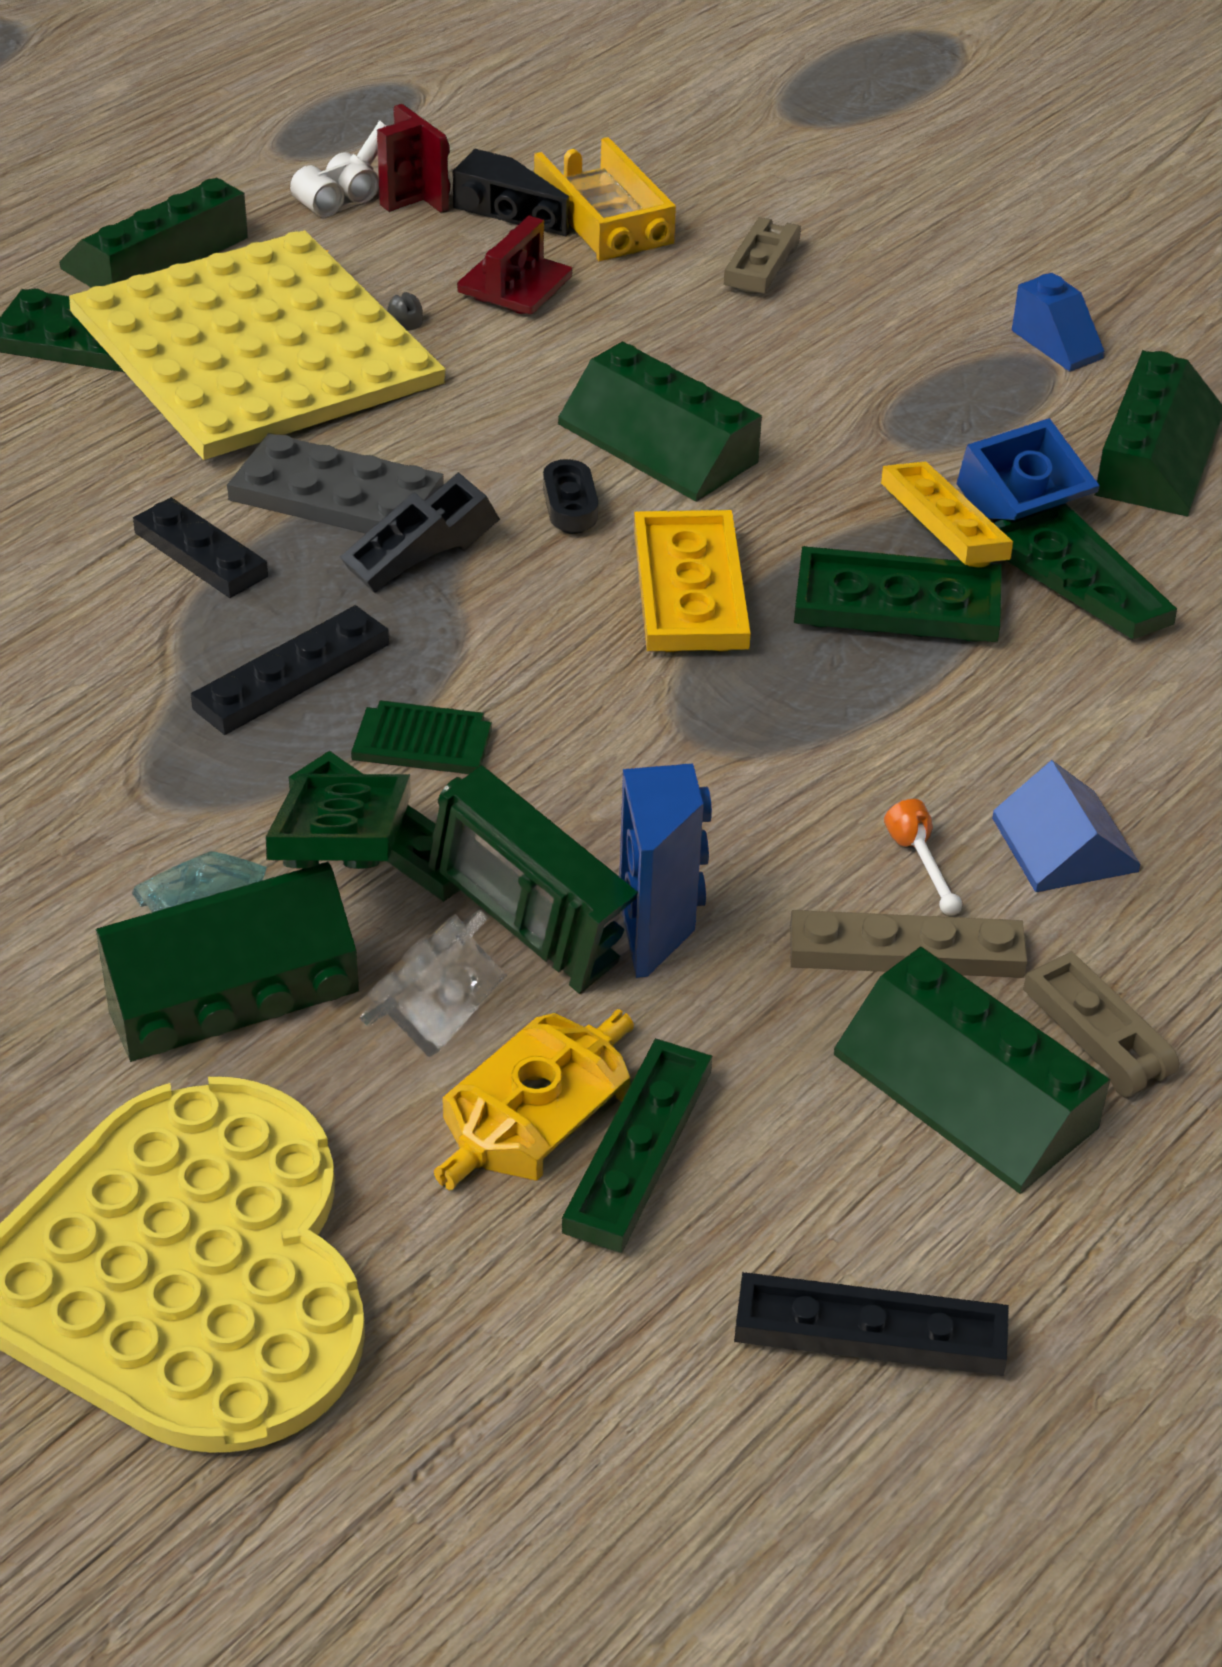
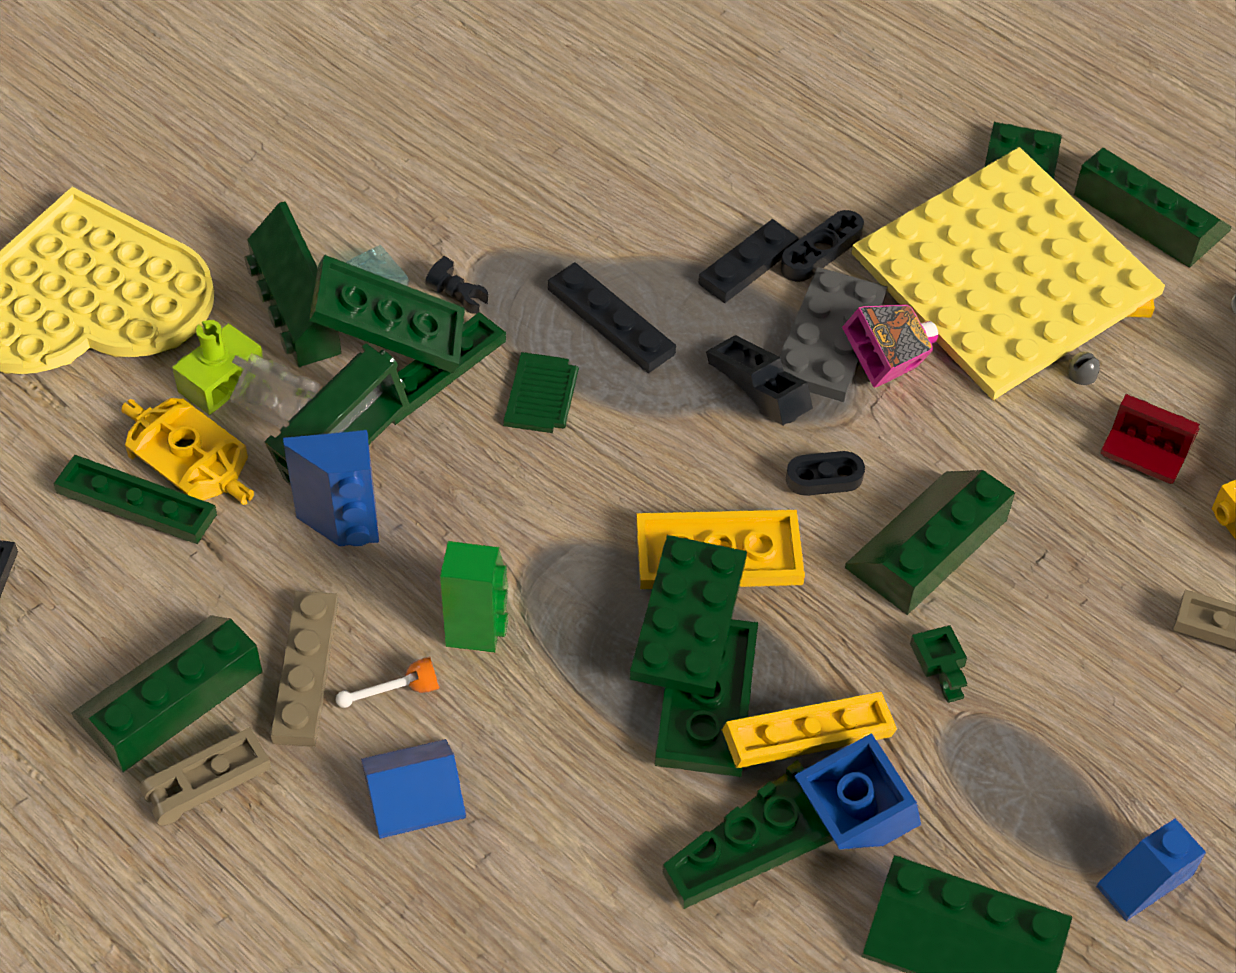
camera: 90 degrees right, 10 degrees up
(177, 468) = (826, 232): none -> black beam
(206, 825) = (441, 278): none -> black piece
(368, 424) = (889, 340): none -> torso
(381, 1058) = (208, 373): none -> lime brick
(804, 589) = (688, 616): none -> dark green plate
(811, 742) = (474, 596): none -> green wedge
(825, 431) = (942, 654): none -> dark green plate

